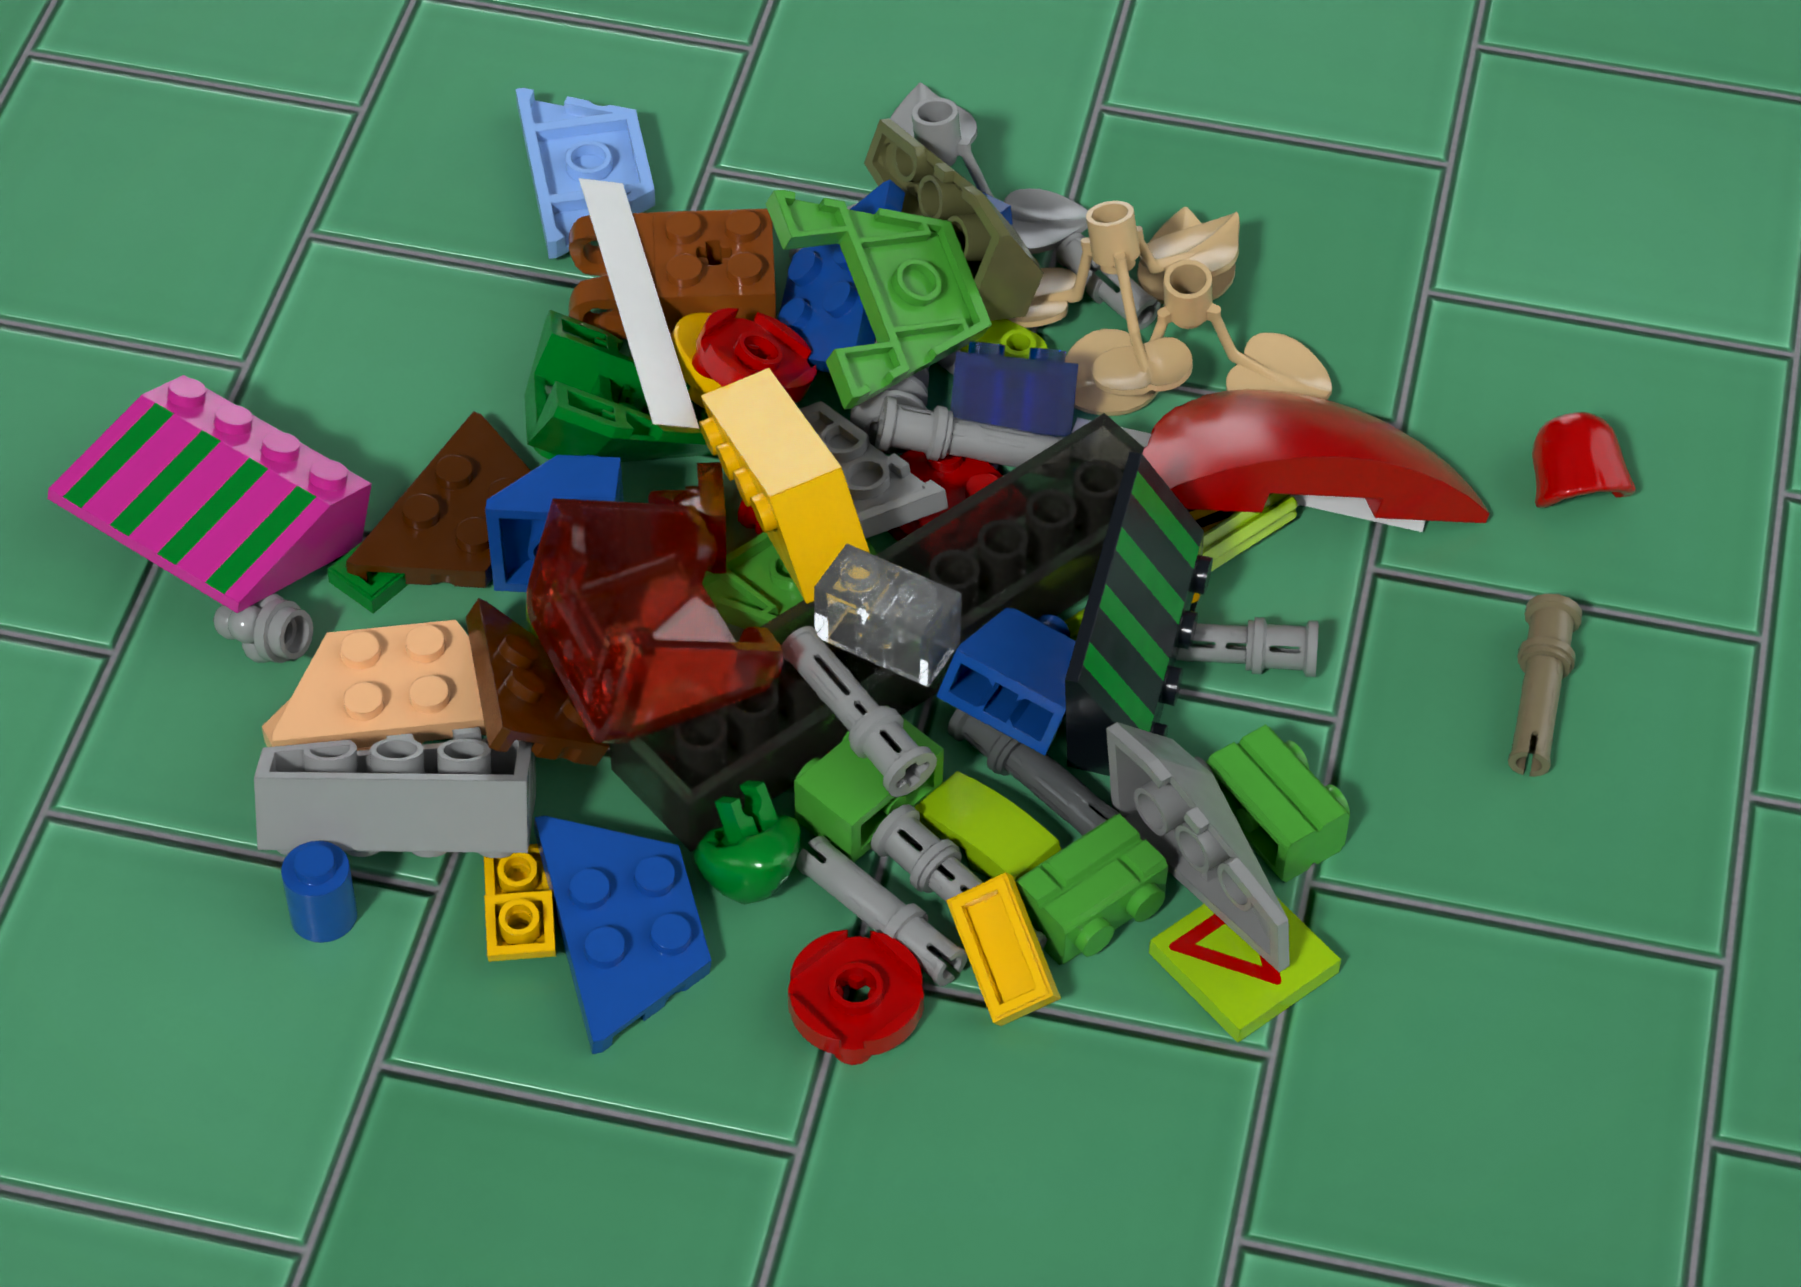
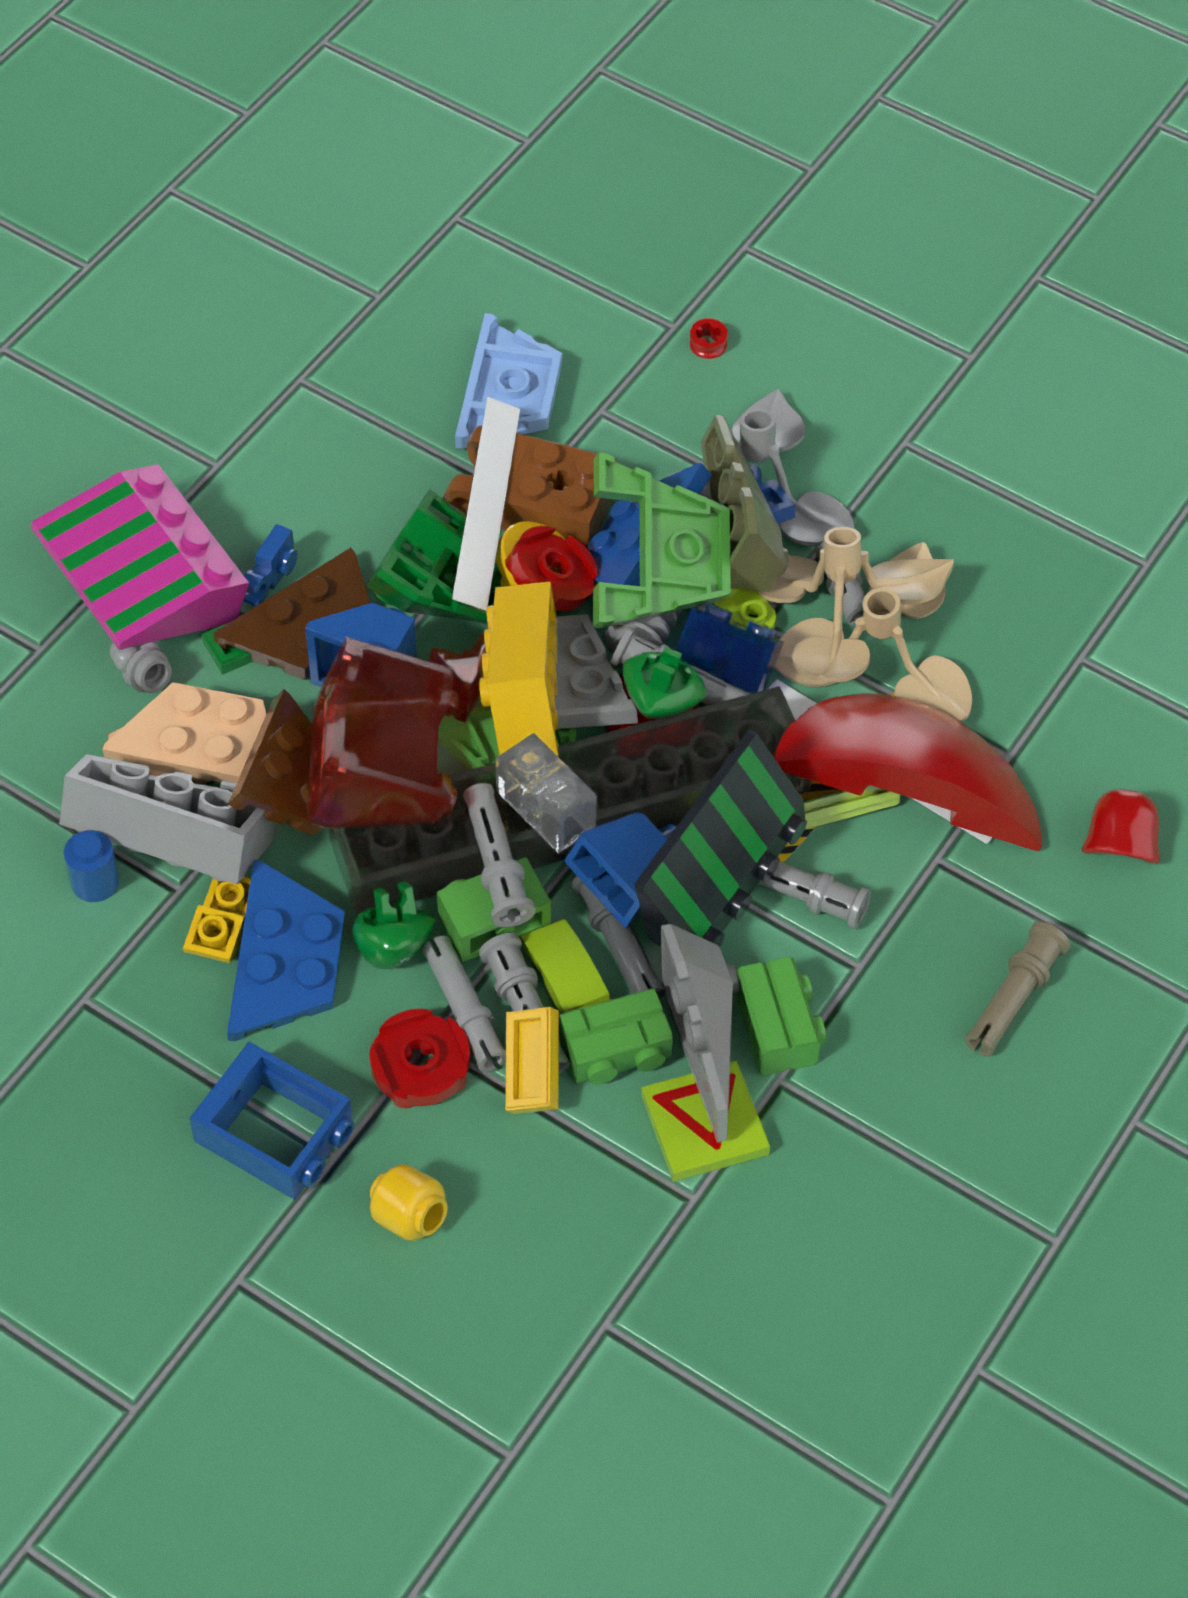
camera: 20 degrees right, 5 degrees up
(383, 452) = (273, 560): none -> blue plate
(713, 1077) = (235, 1090): none -> blue window
(810, 37) = (716, 331): none -> red bush
(927, 1171) = (408, 1202): none -> yellow head
(963, 448) = (662, 683): none -> green piece

